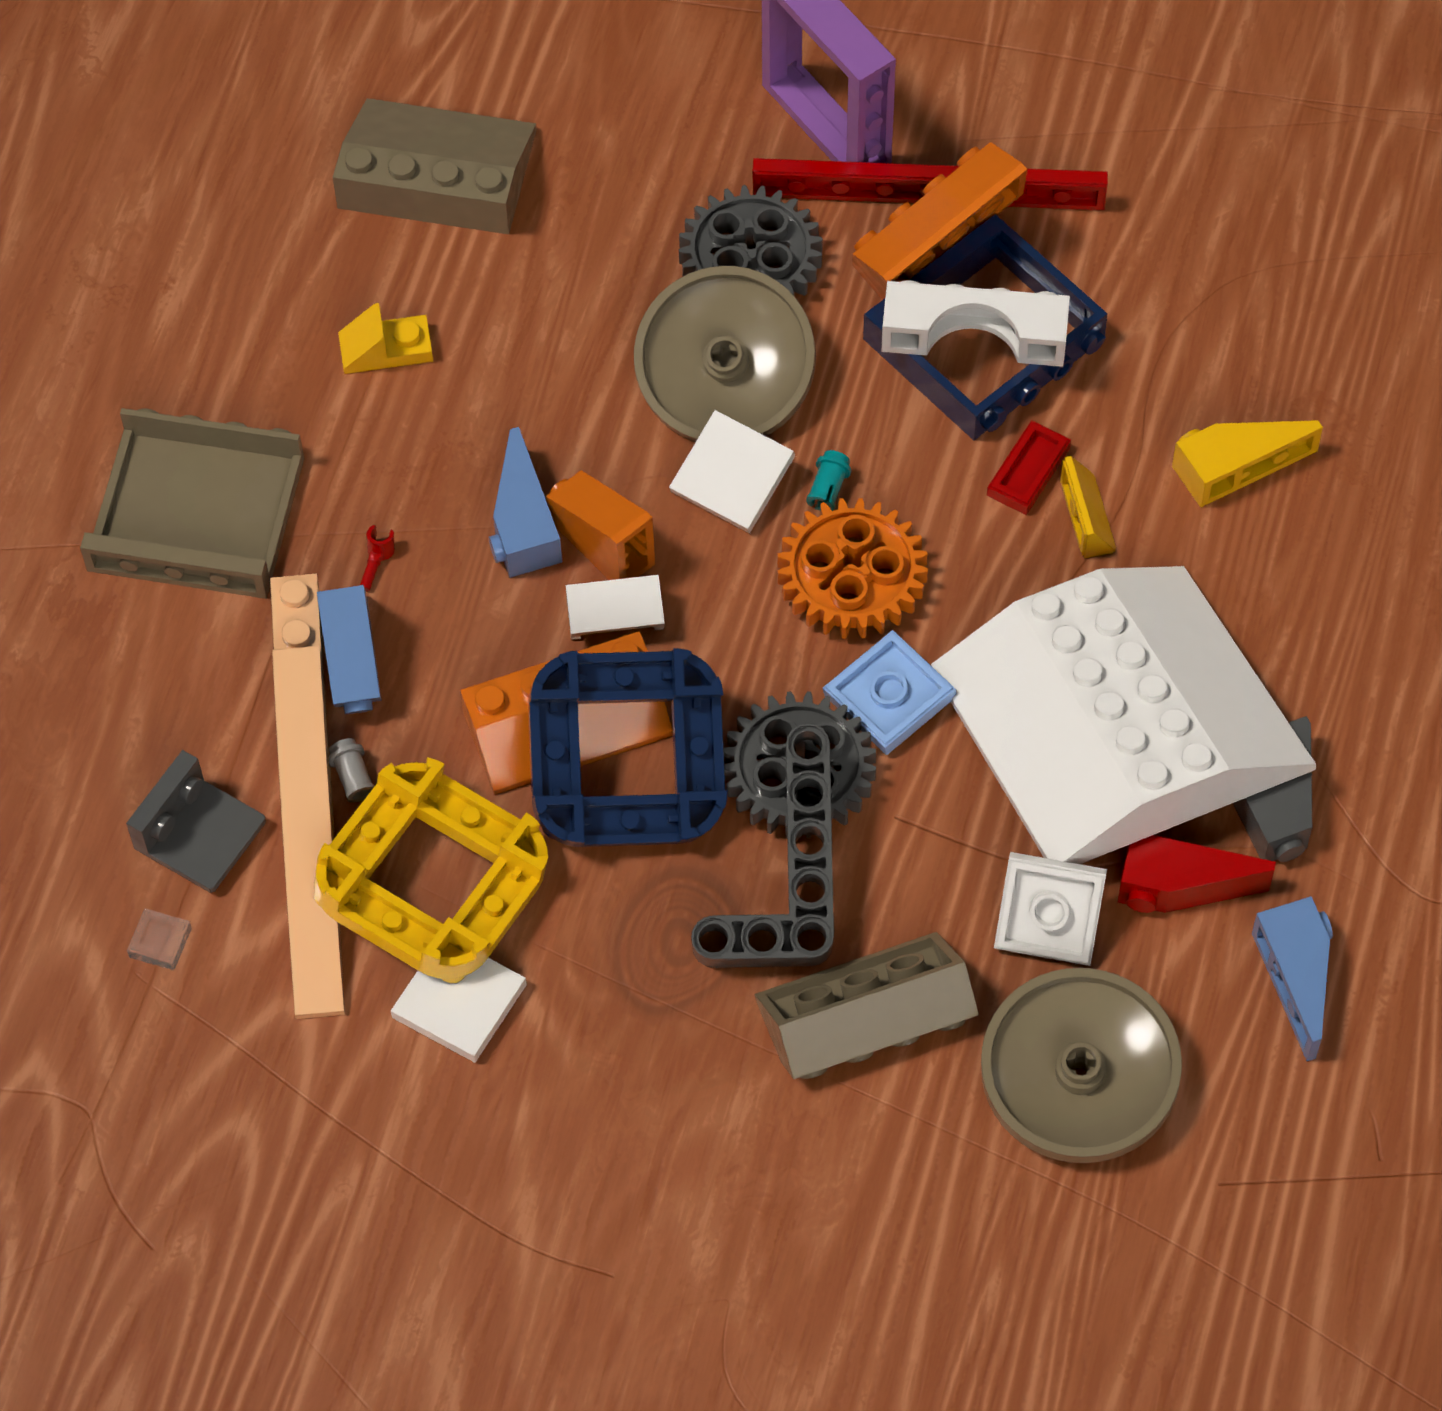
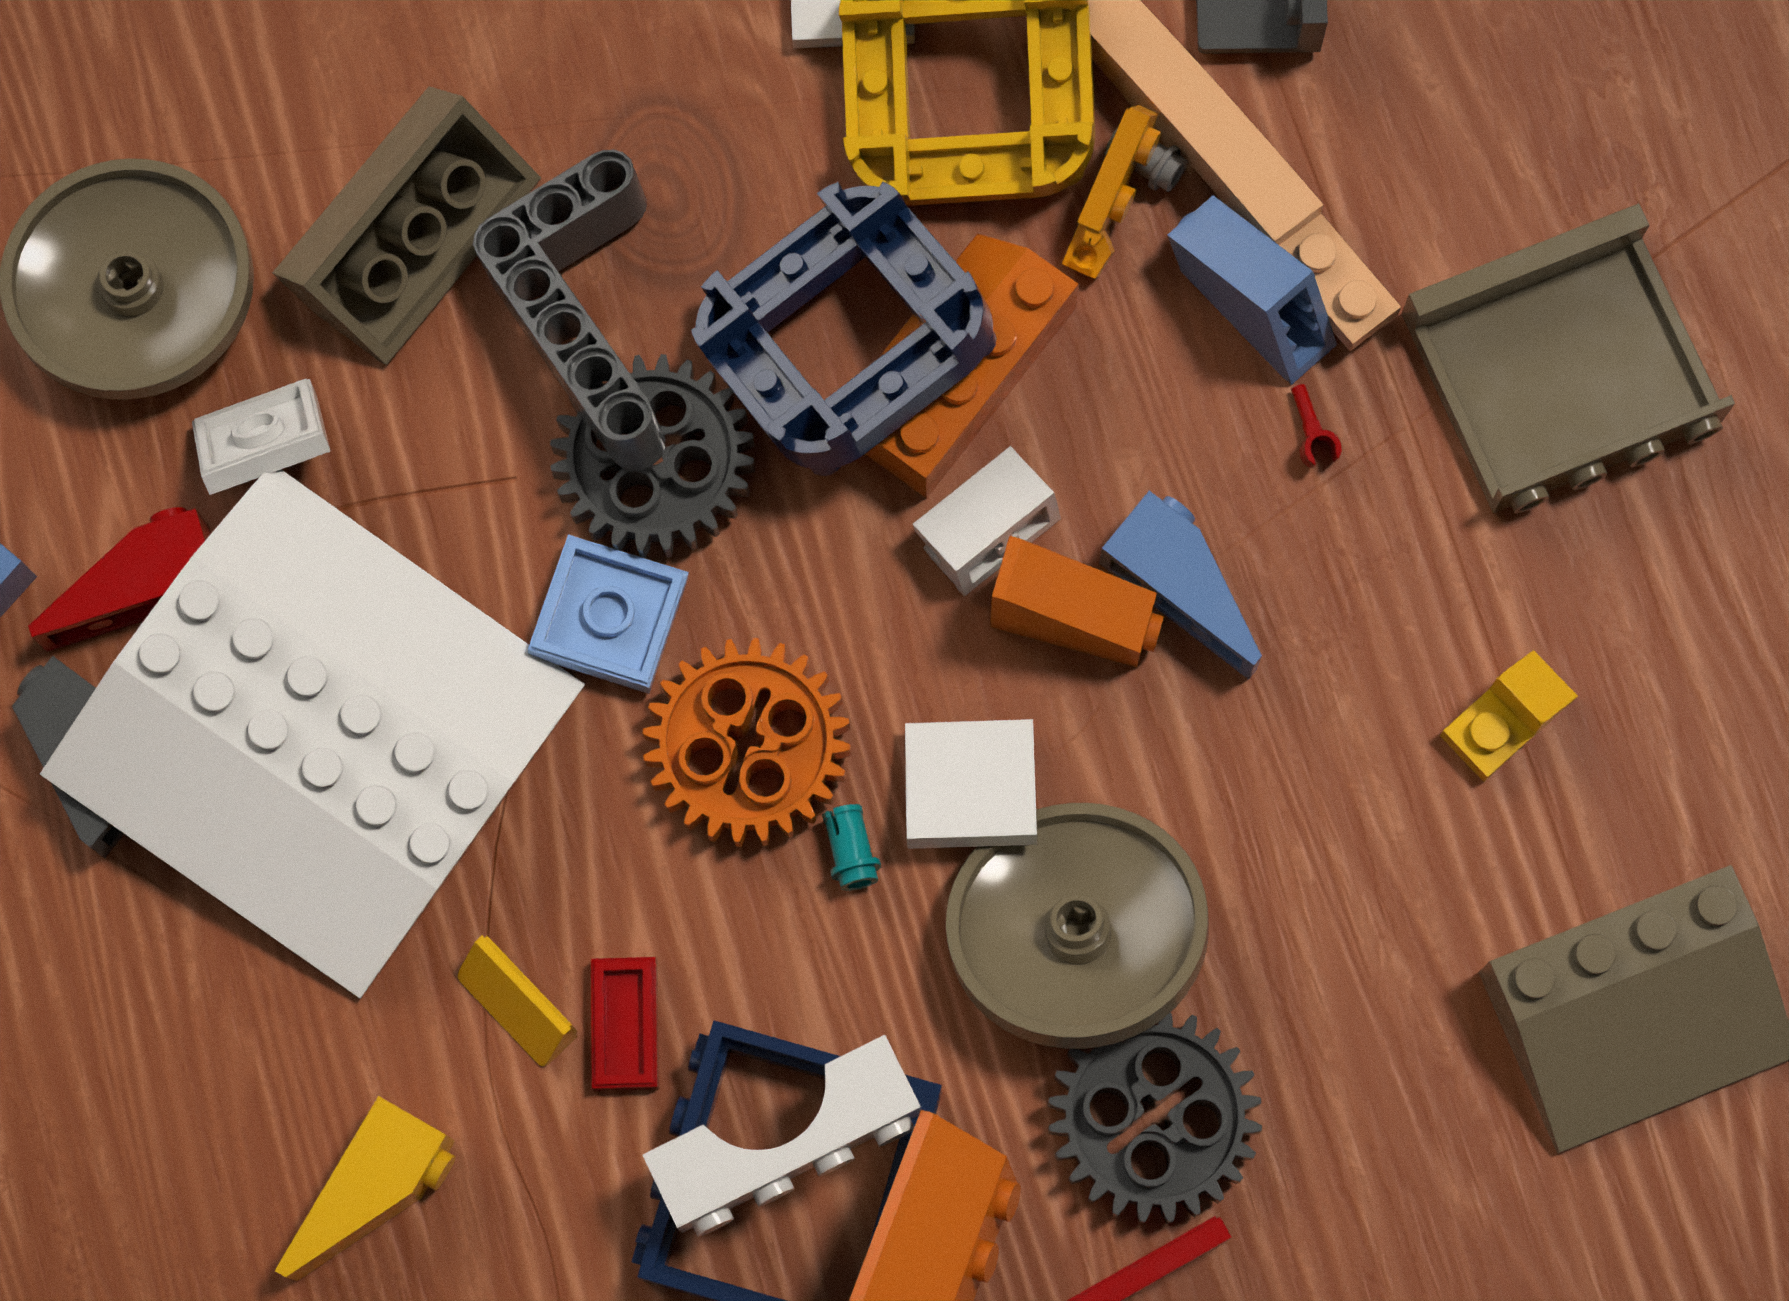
camera: 150 degrees right, 15 degrees up
(367, 755) = (1110, 194): none -> light orange hinge

